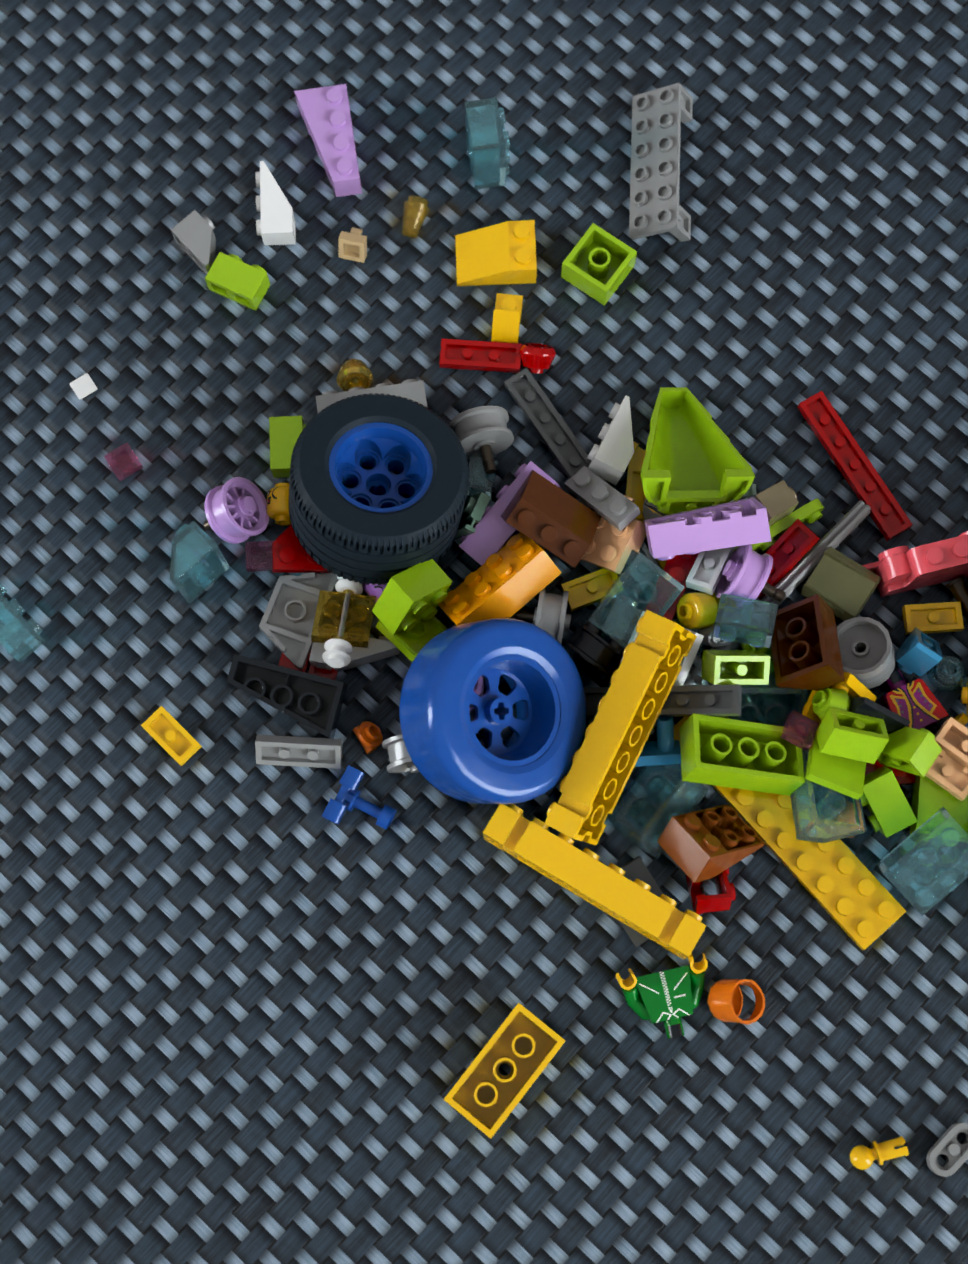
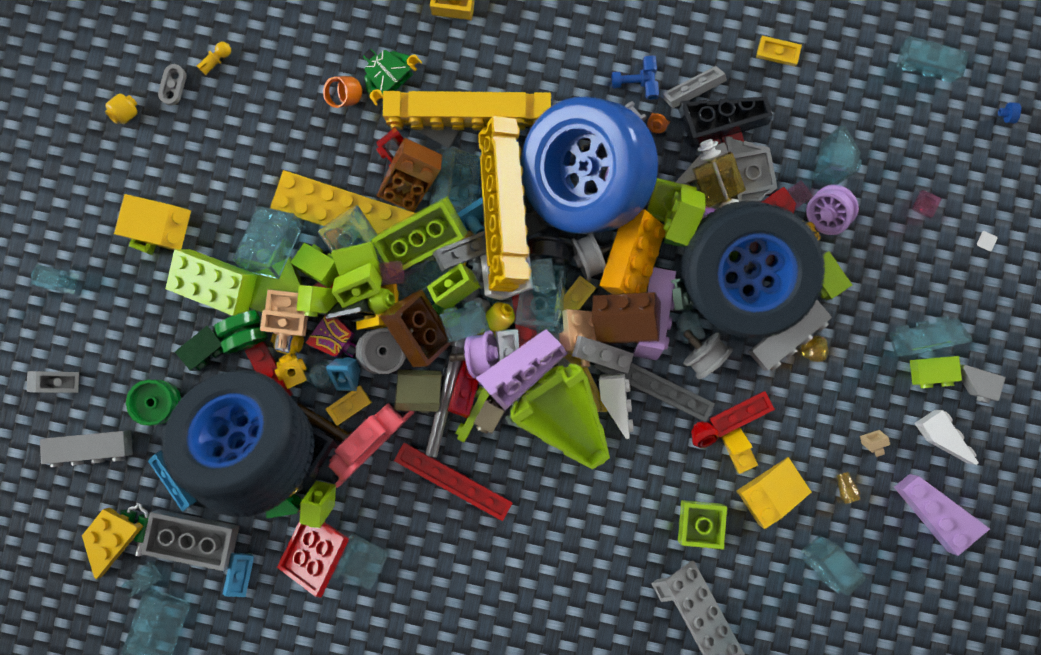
camera: 155 degrees right, 10 degrees up
(222, 315) = (928, 337): none -> clear light blue slope

